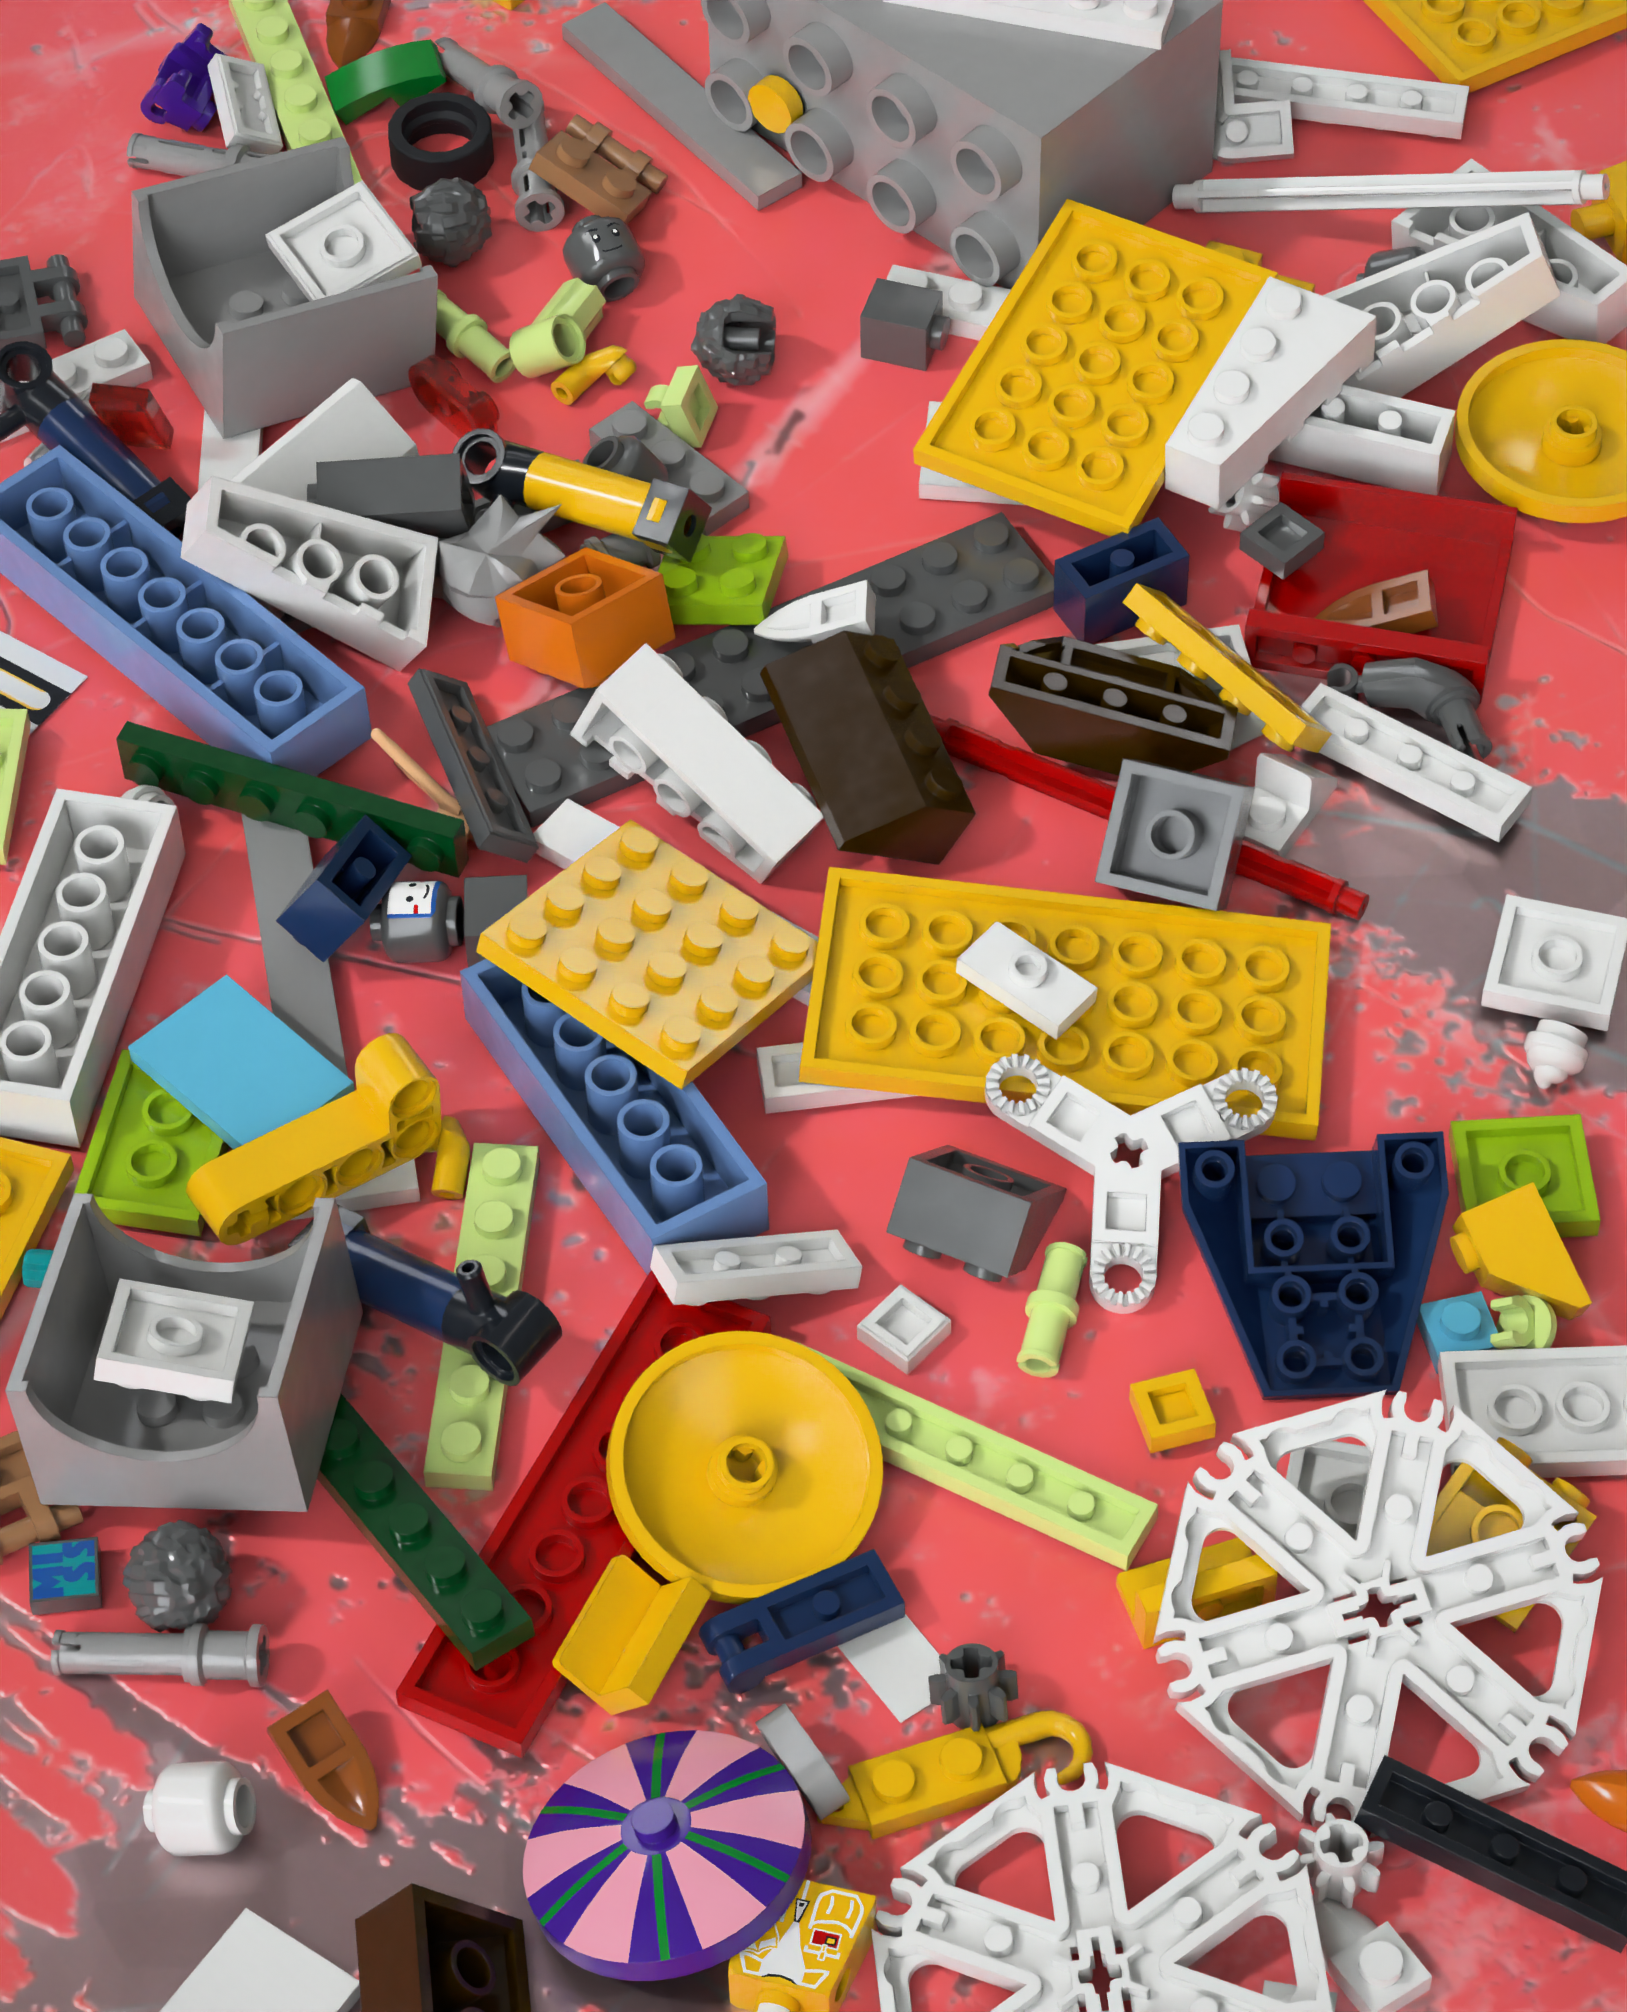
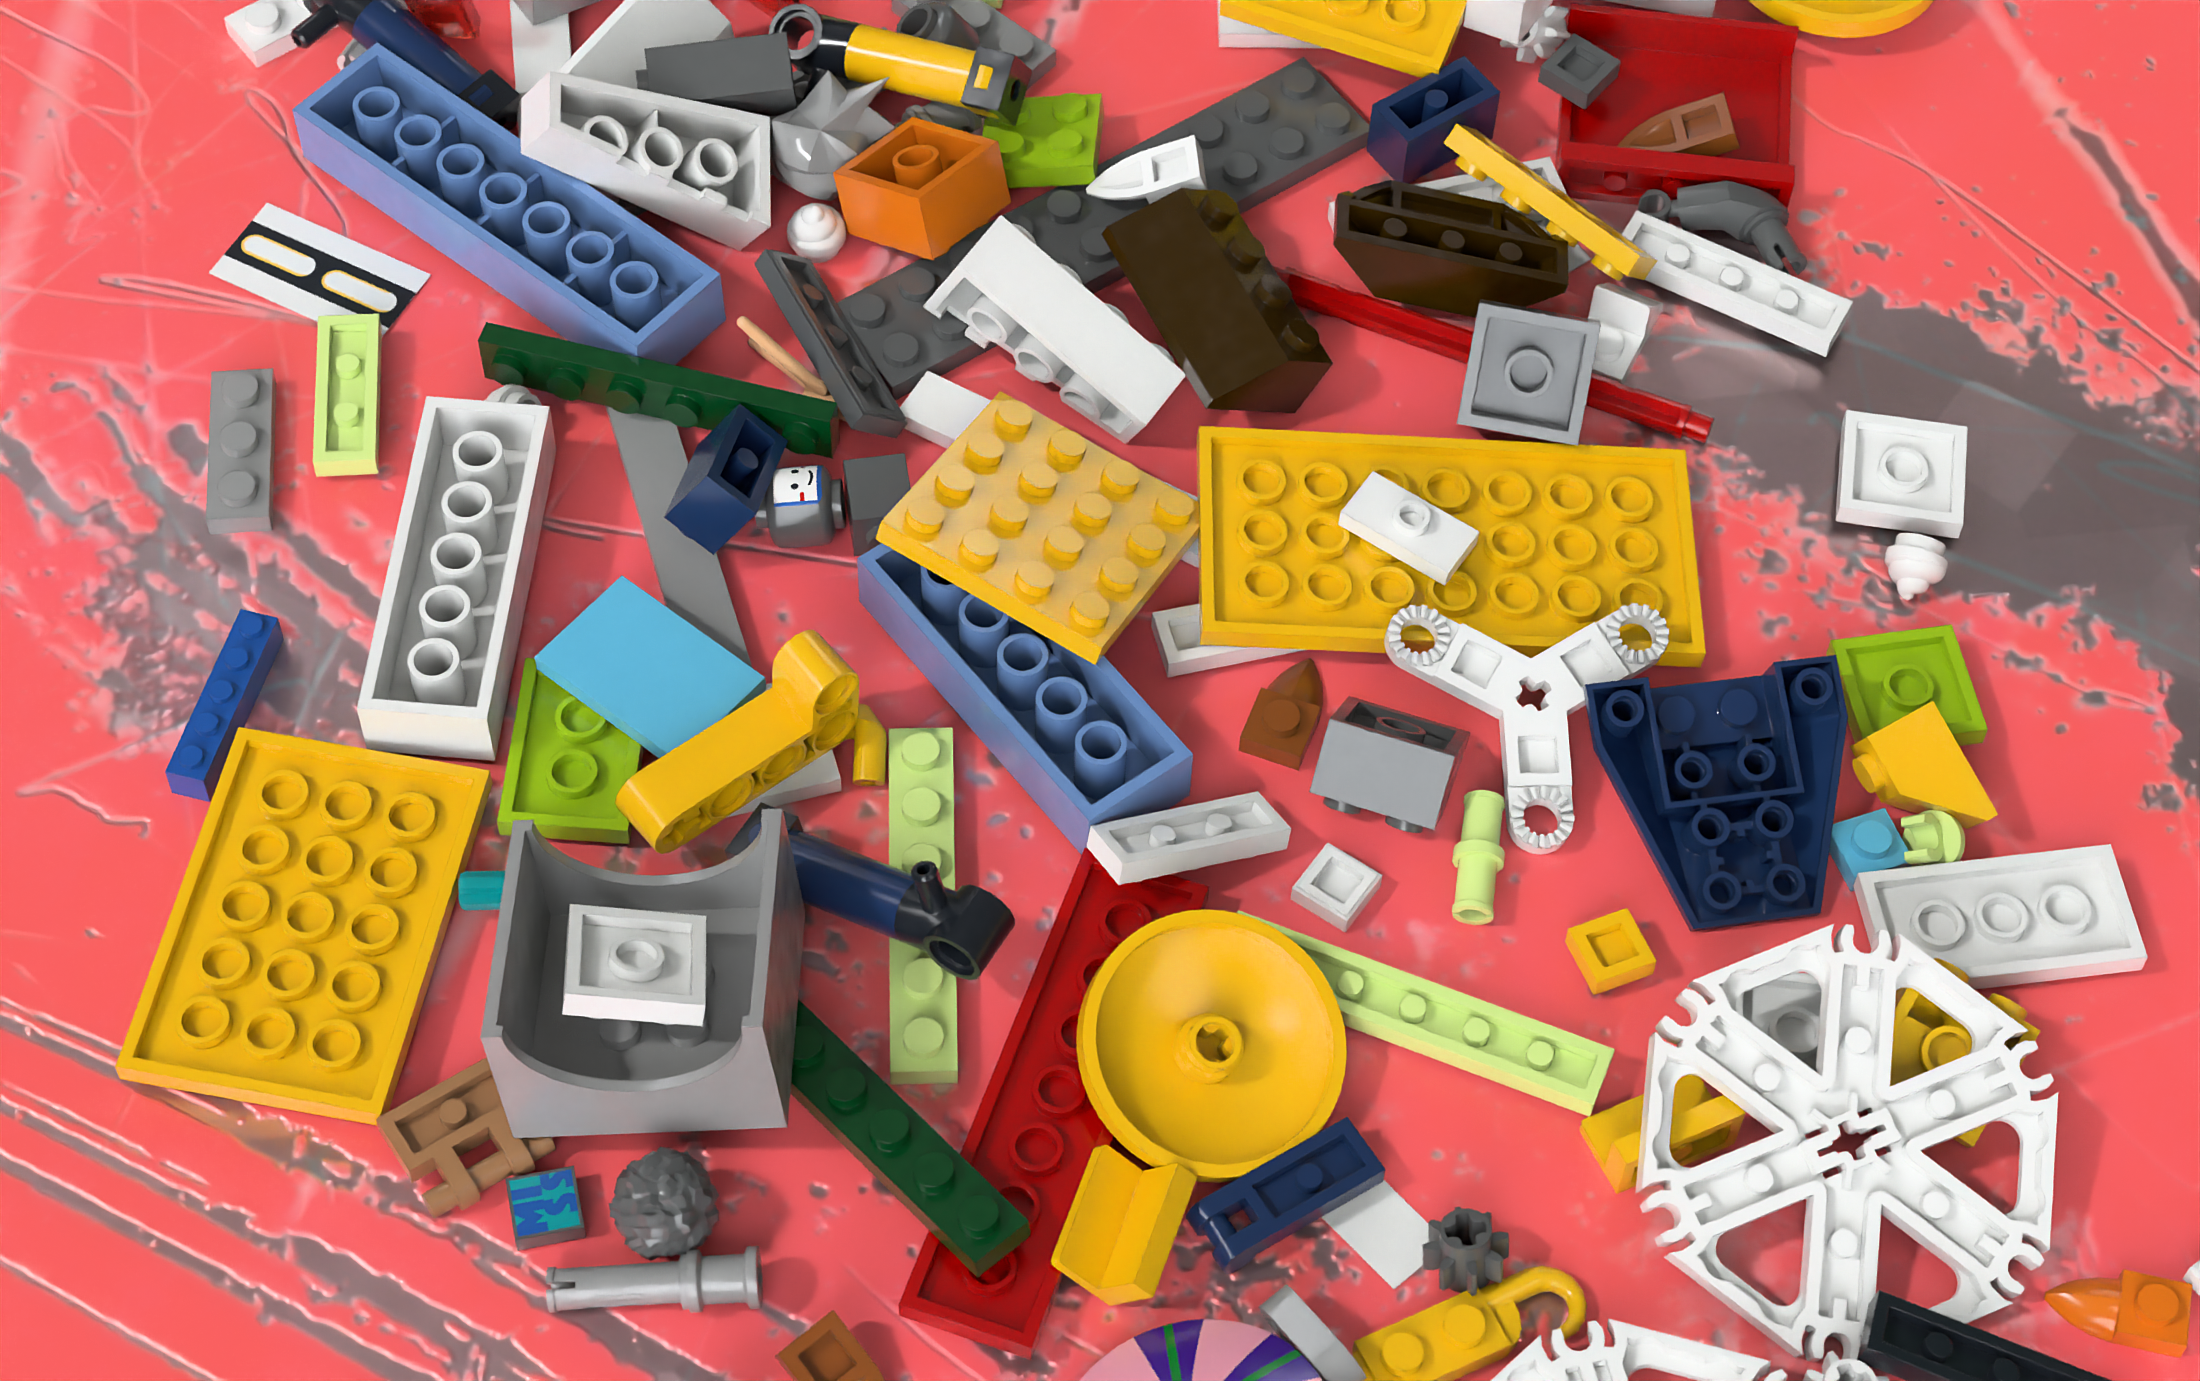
camera: 10 degrees left, 5 degrees up
(477, 657) = (816, 232): none -> white plate
(876, 1160) = (1285, 716): none -> dark orange plate

